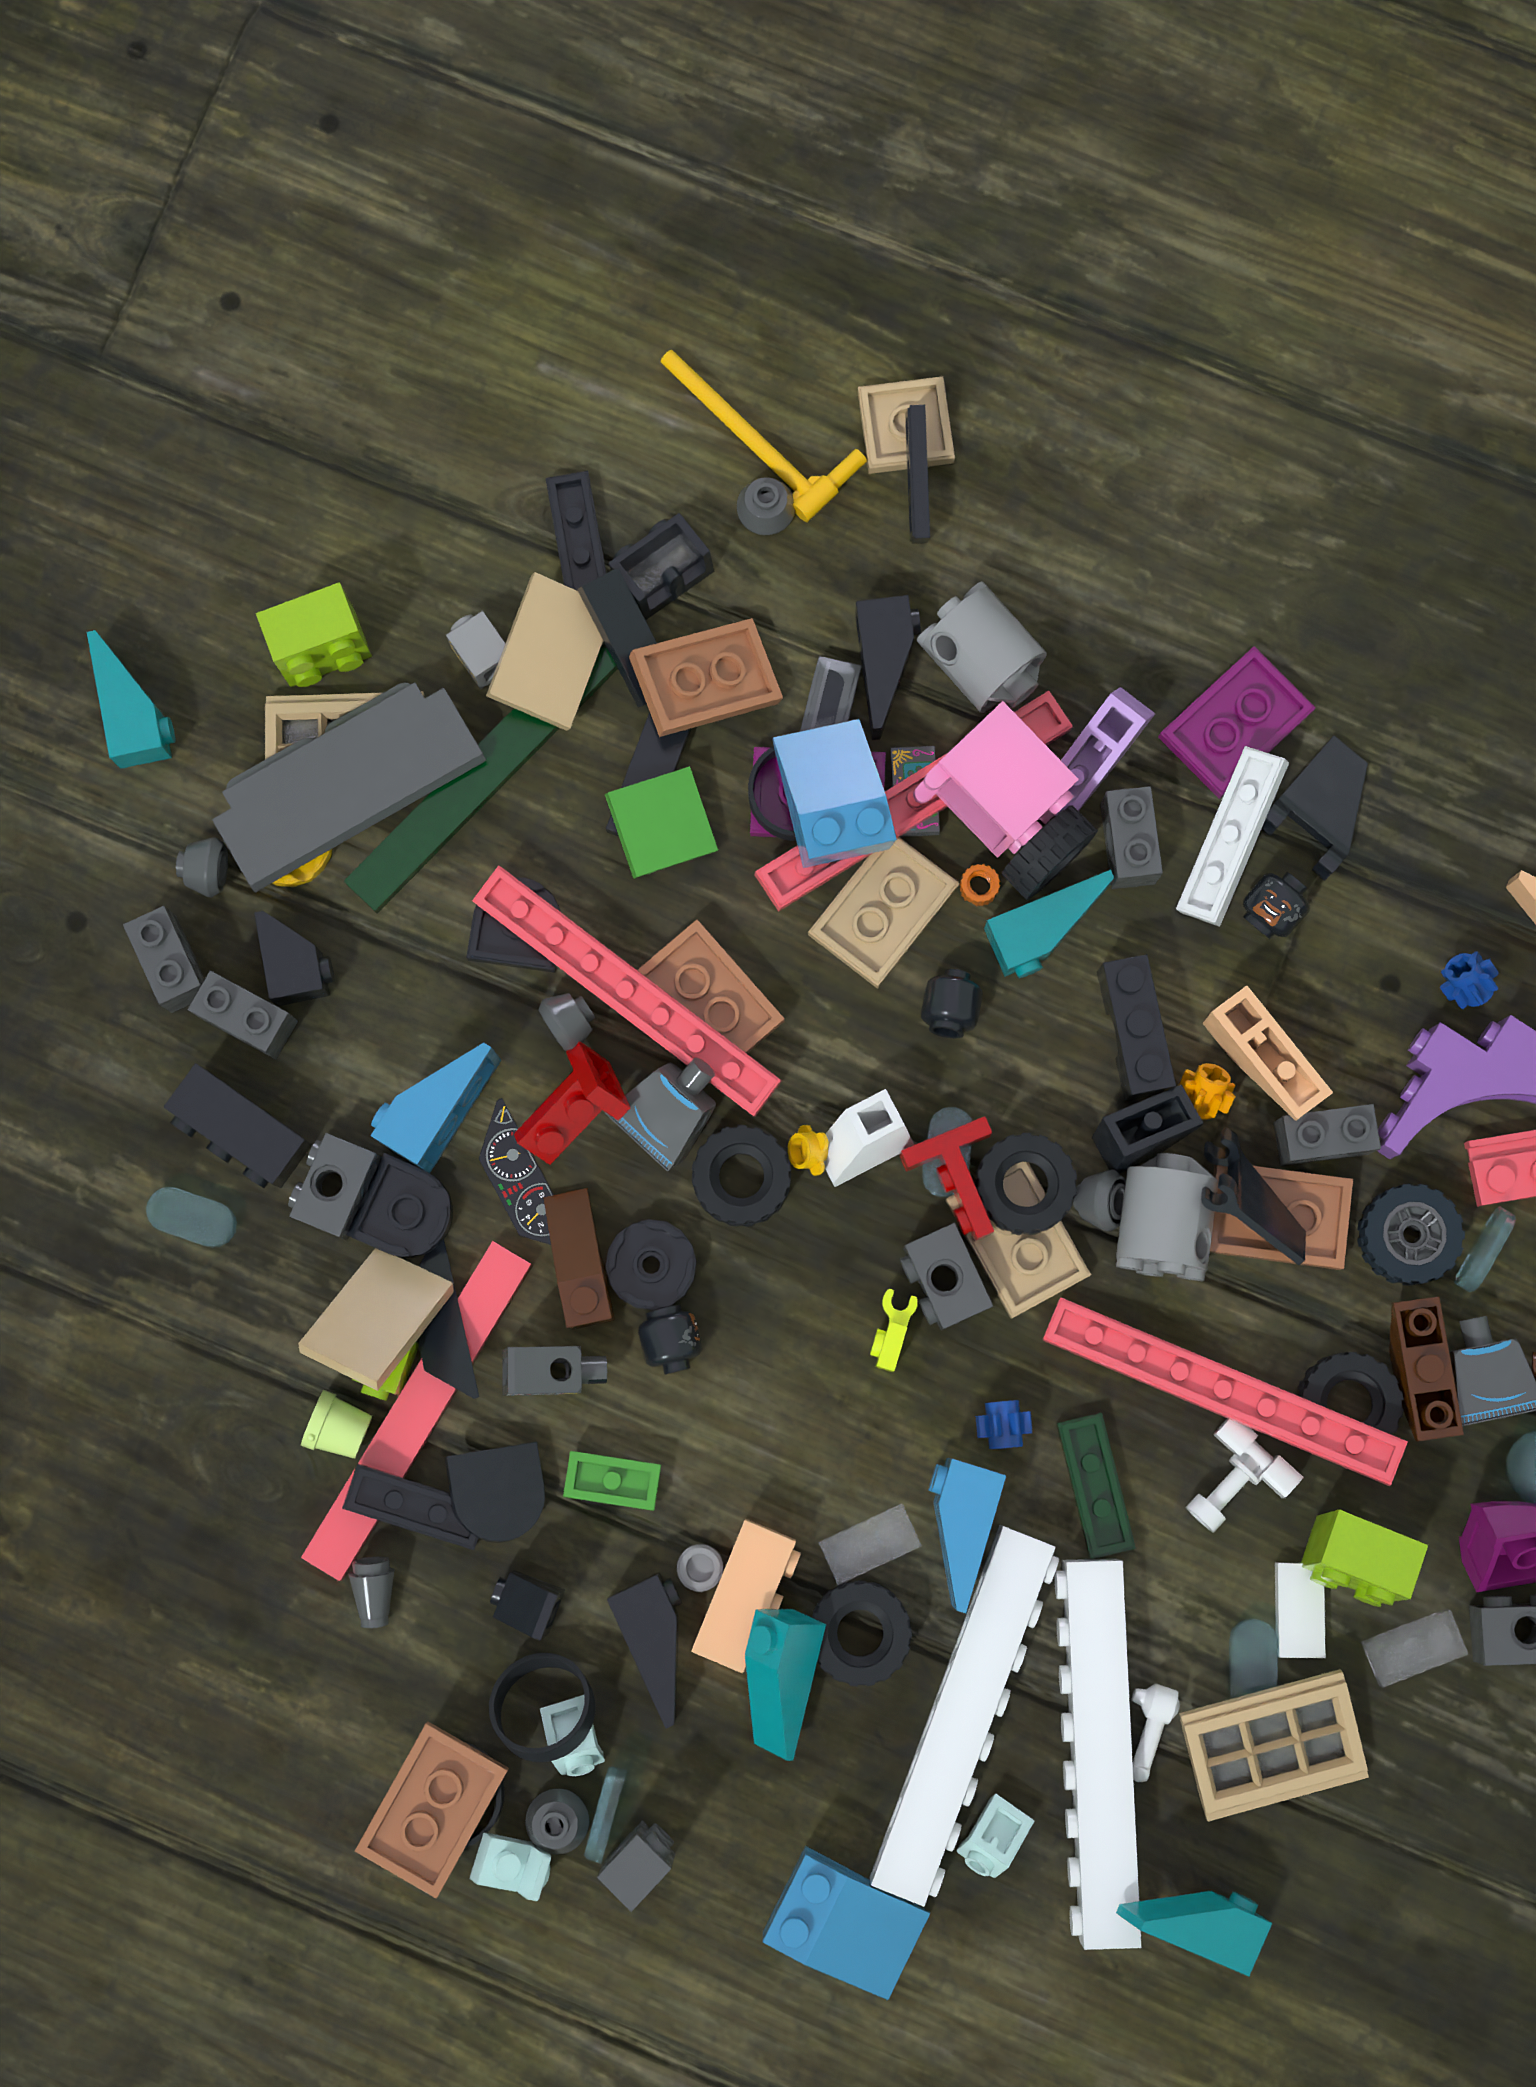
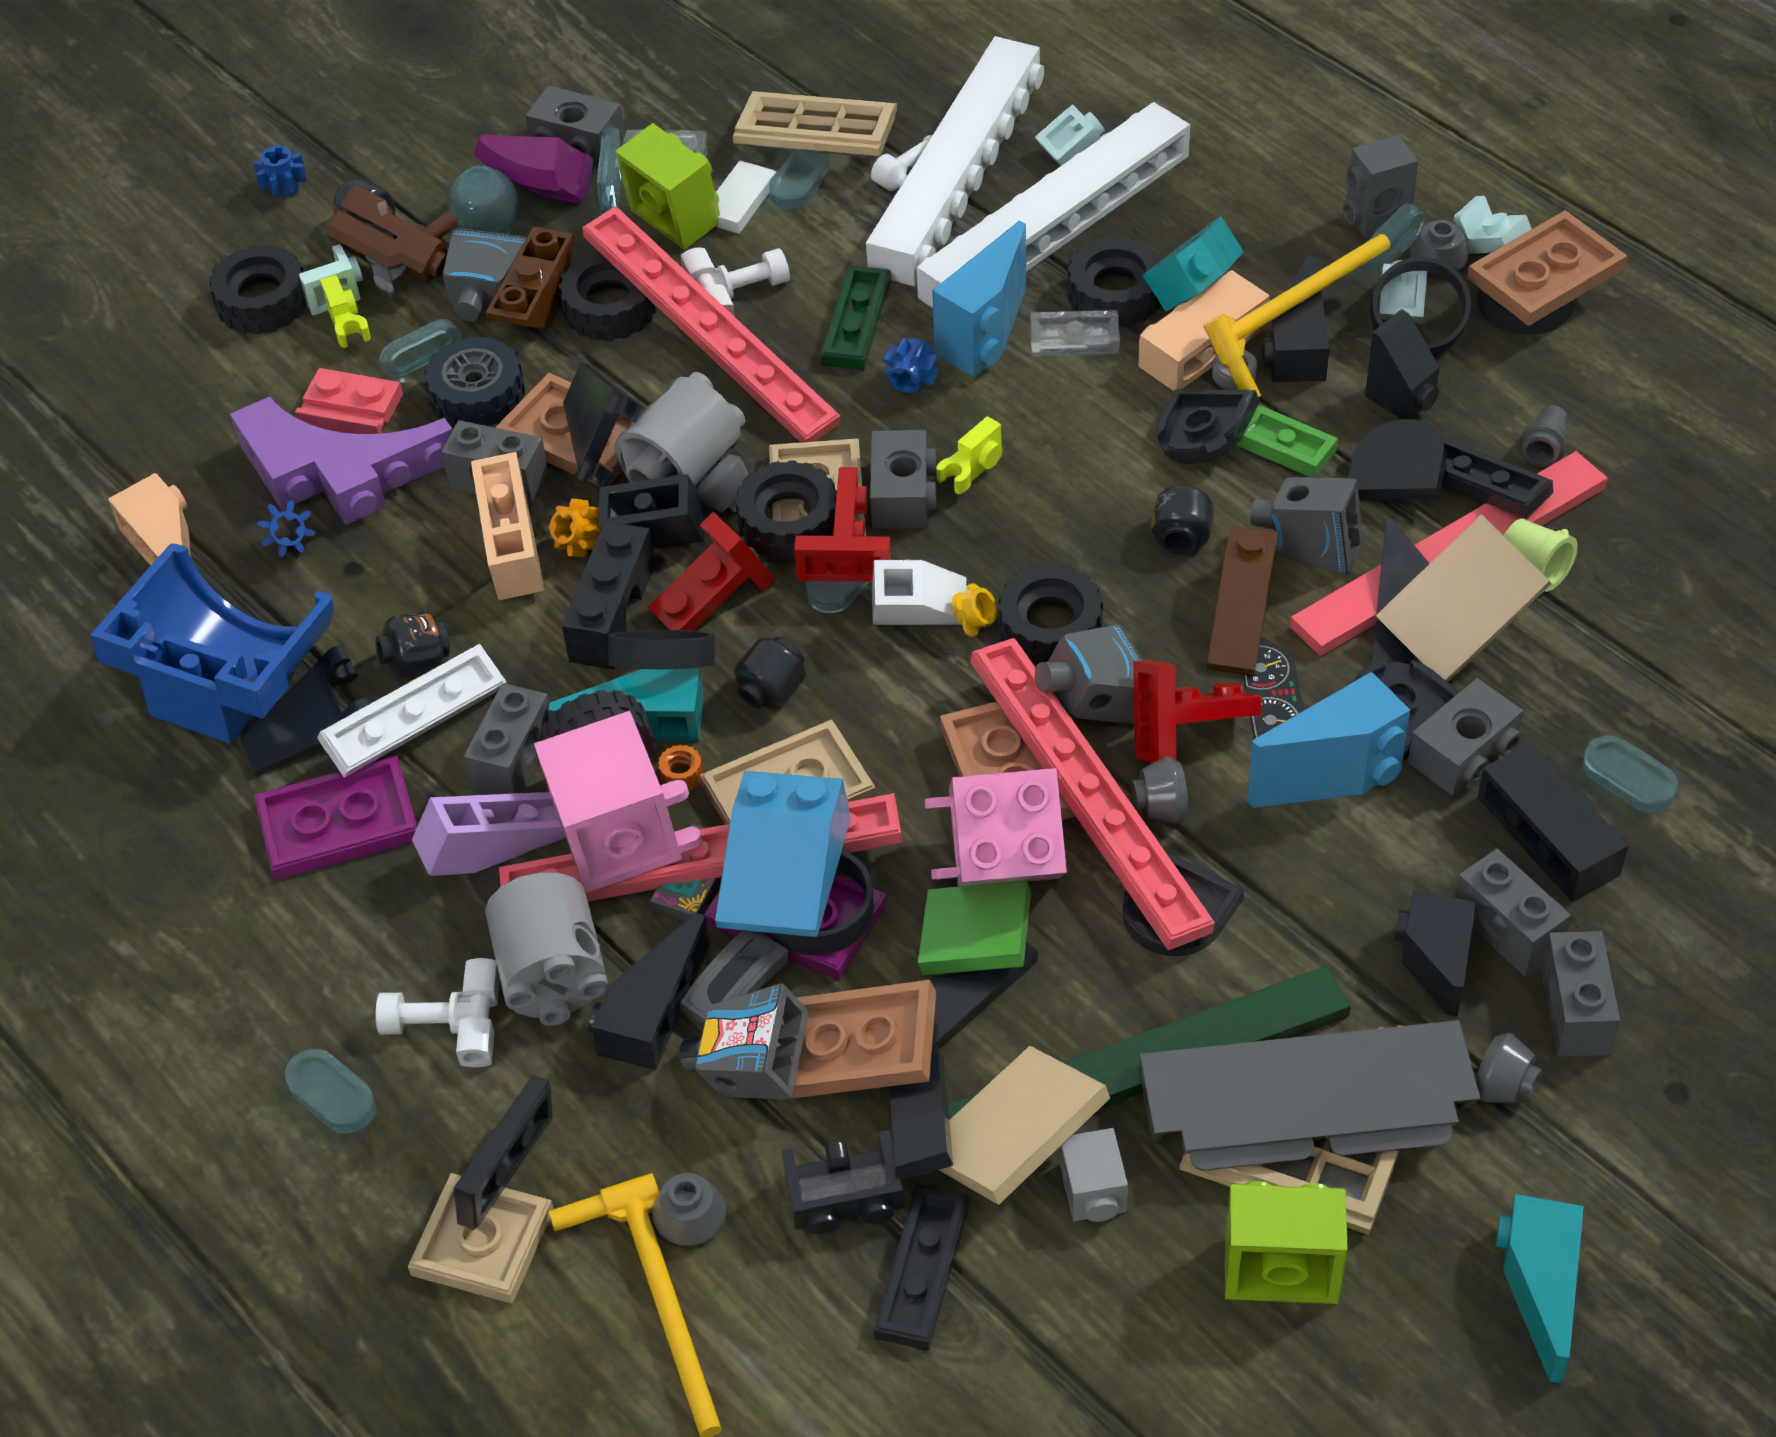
camera: 155 degrees left, 30 degrees down
(627, 1258) = (1173, 580): black plate -> none
(666, 889) = (1004, 828): none -> bright pink container
(696, 1467) = (1204, 423): none -> black tile
(707, 1567) = (1228, 335): none -> yellow bar
(780, 633) = (750, 1044): none -> dark grey torso
(844, 1925) = (1237, 130): dark azure slope -> none
(1022, 587) = (465, 1013): none -> white bar
(1053, 1080) = (710, 579): none -> red bracket
(1071, 1002) = (661, 649): none -> black tyre
(1087, 488) = (330, 1091): none -> clear light blue tile
(1205, 1925) = (942, 34): teal slope -> none
(1424, 818) = (199, 654): none -> blue piece
(1448, 1579) = (608, 170): none -> clear light blue tile

